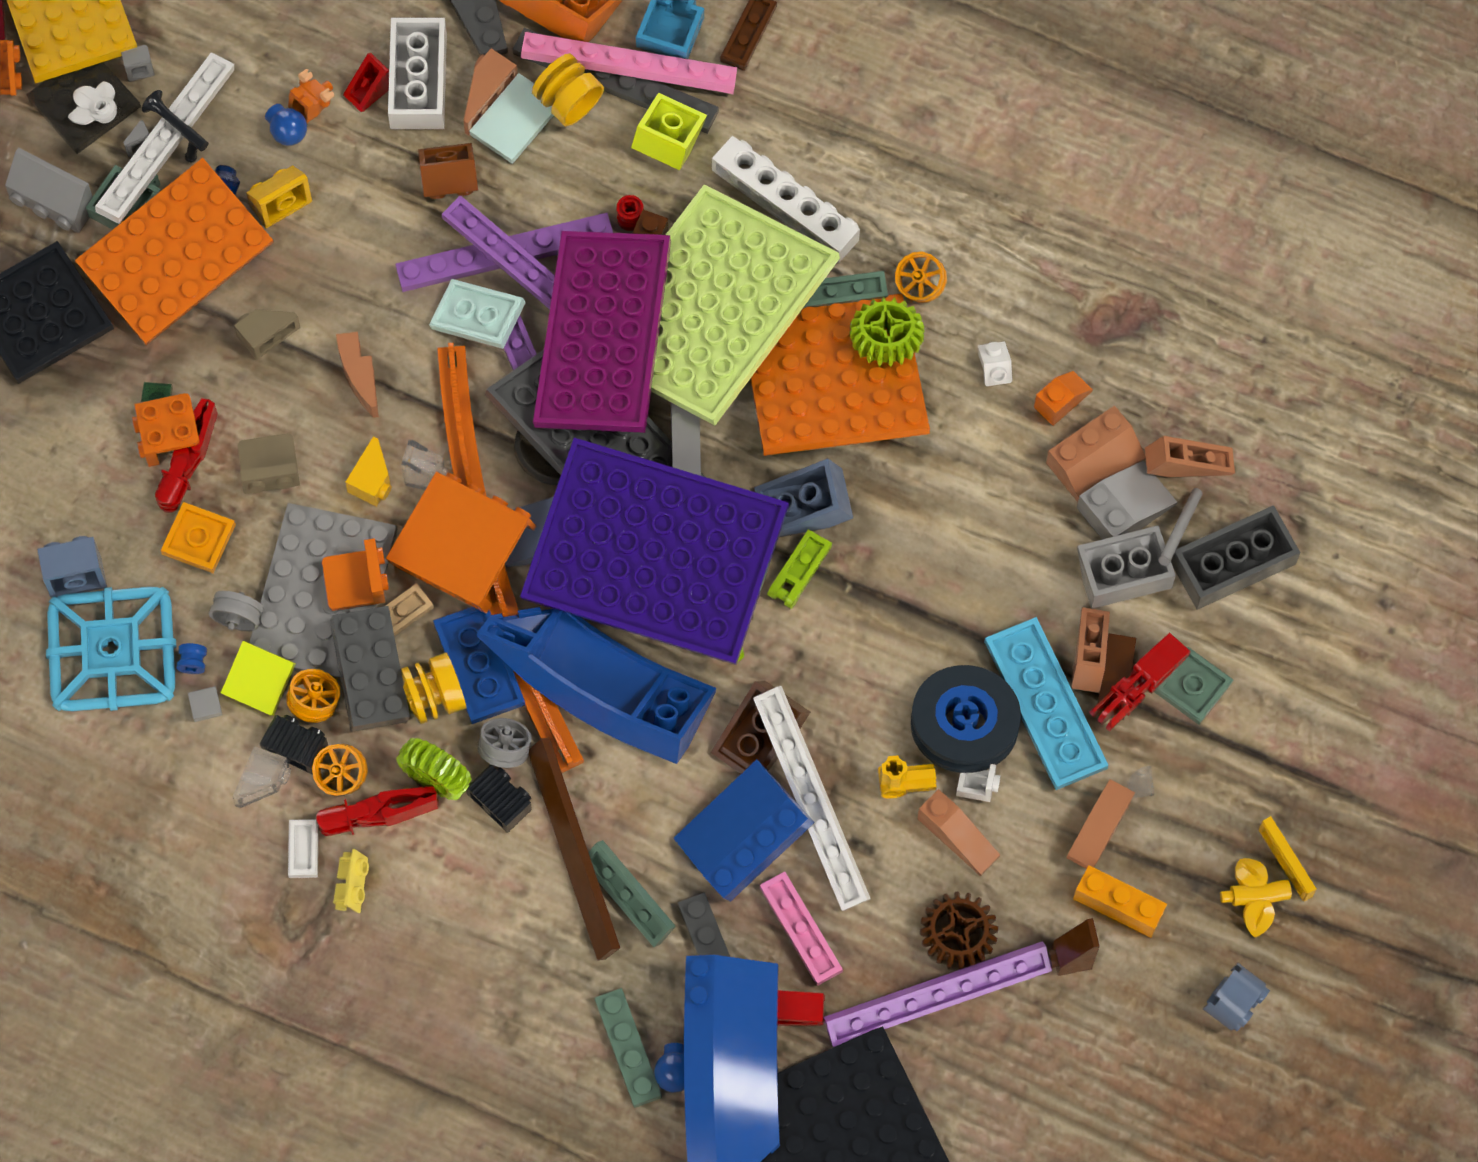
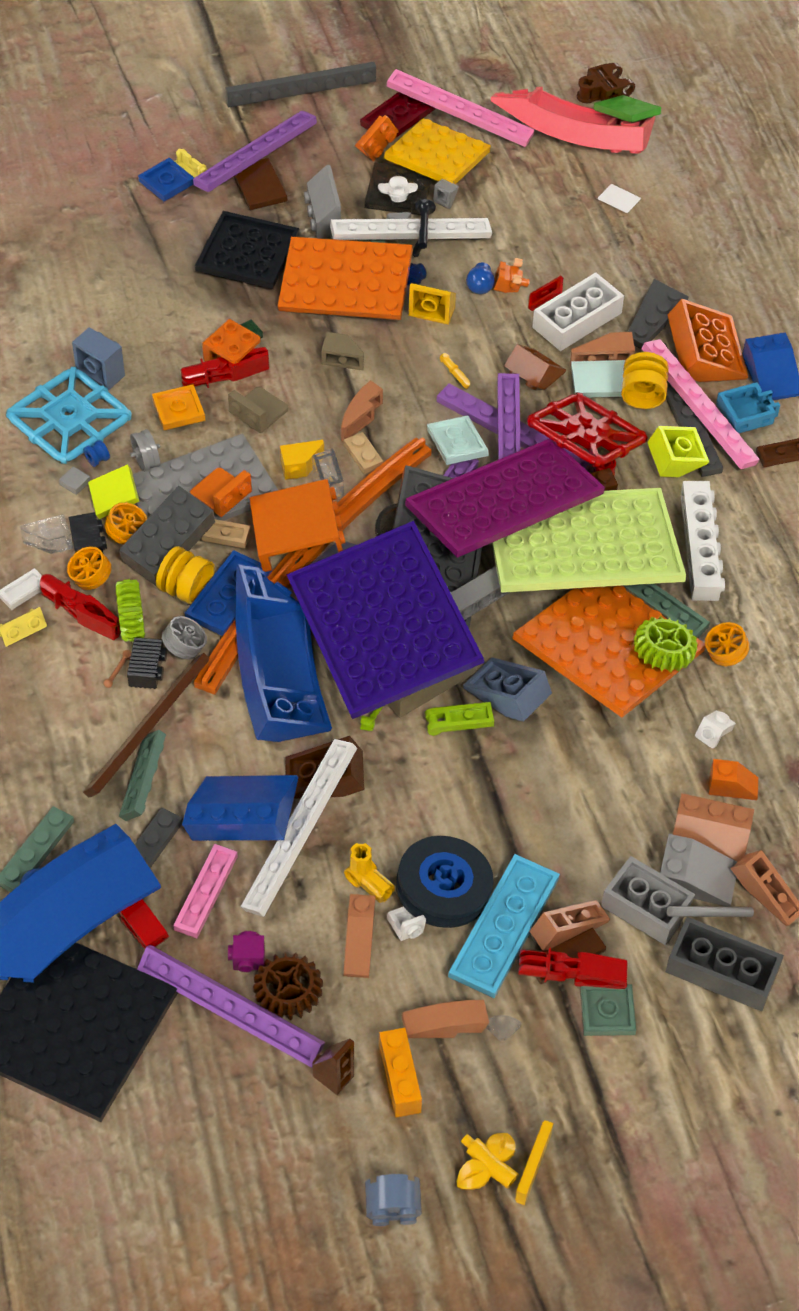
camera: 50 degrees right, 15 degrees down
(383, 244) = (453, 368): none -> yellow piece
(410, 410) = (363, 452): none -> tan plate
(469, 809) = (126, 656): none -> nougat hinge
(563, 182) = (587, 430): none -> red plate
(896, 939) = (247, 951): none -> magenta brick

